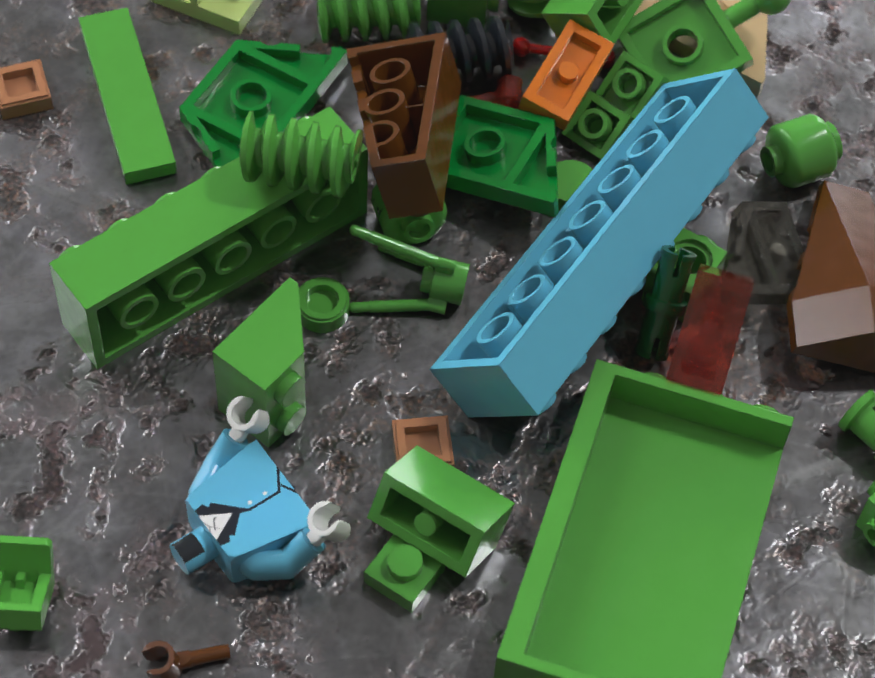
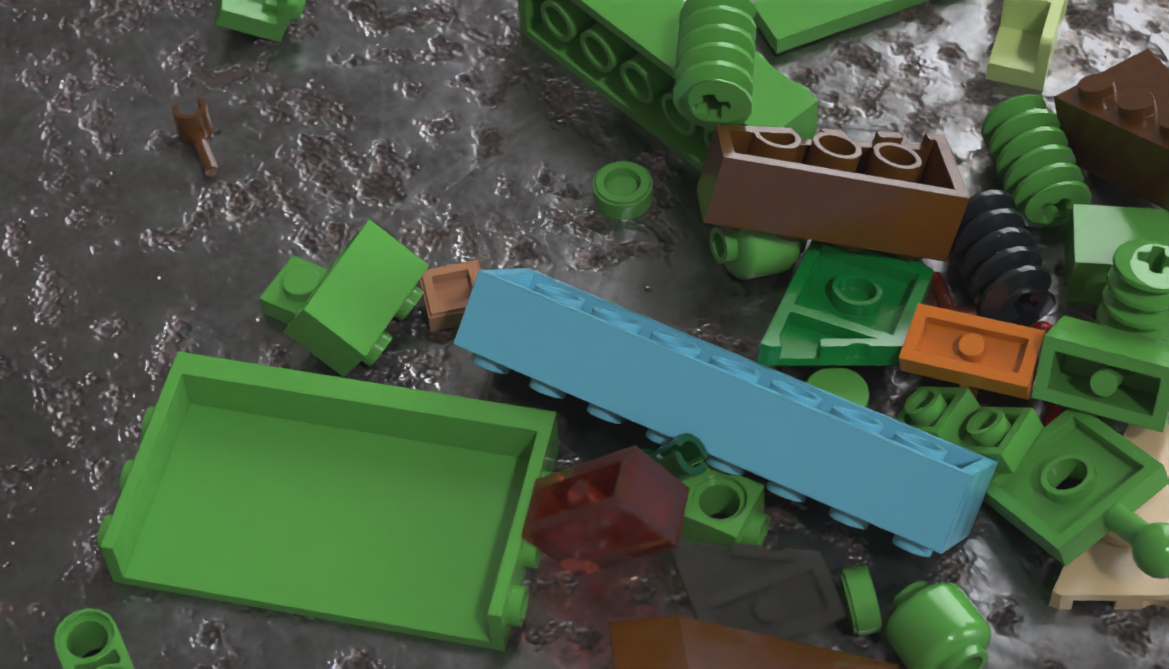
camera: 90 degrees right, 5 degrees down
(249, 511) = (352, 149): medium azure torso -> none
(257, 79) = (882, 86): green wing -> none
(266, 364) = (508, 129): bright green slope -> none
(441, 277) = (665, 283): bright green plant -> none
(767, 188) = (860, 600): none -> bright green tile

